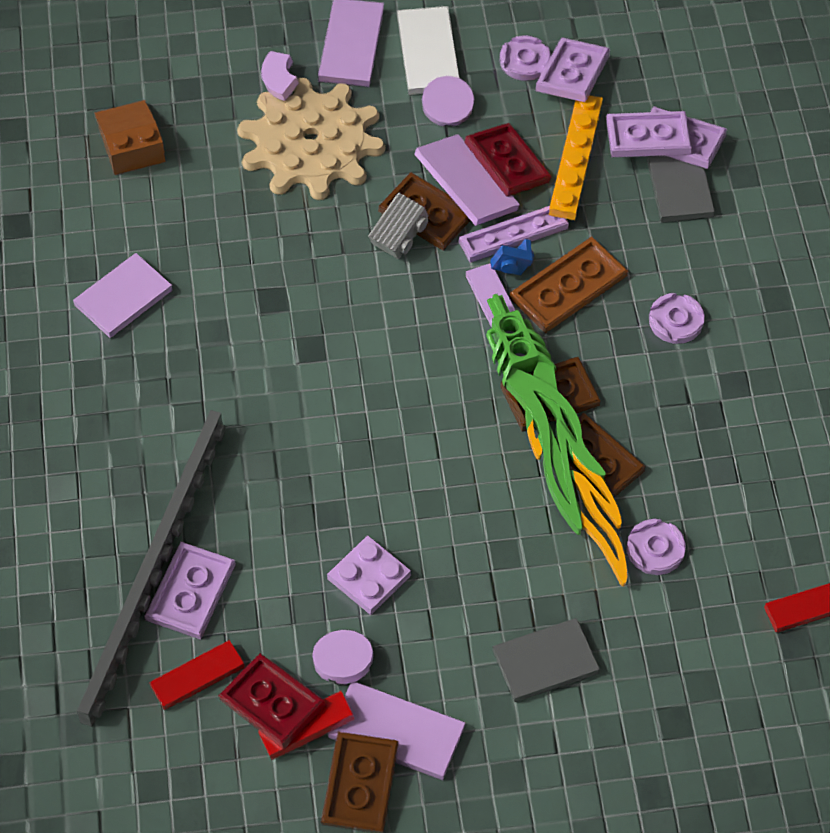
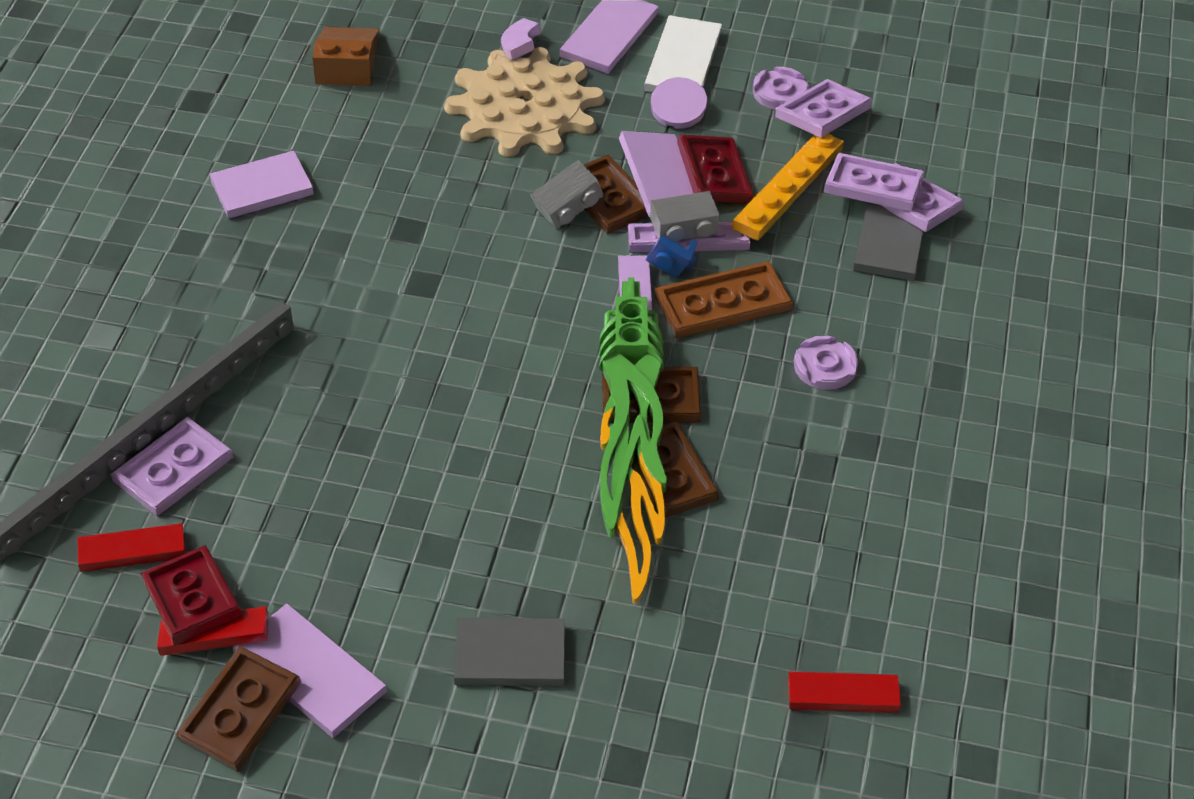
camera: 20 degrees right, 10 degrees down
(342, 656) = (290, 576): lavender tile -> none
(369, 575) = (364, 508): lavender plate -> none
(508, 218) = (685, 216): none -> light grey brick
(656, 547) = (692, 577): lavender tile -> none

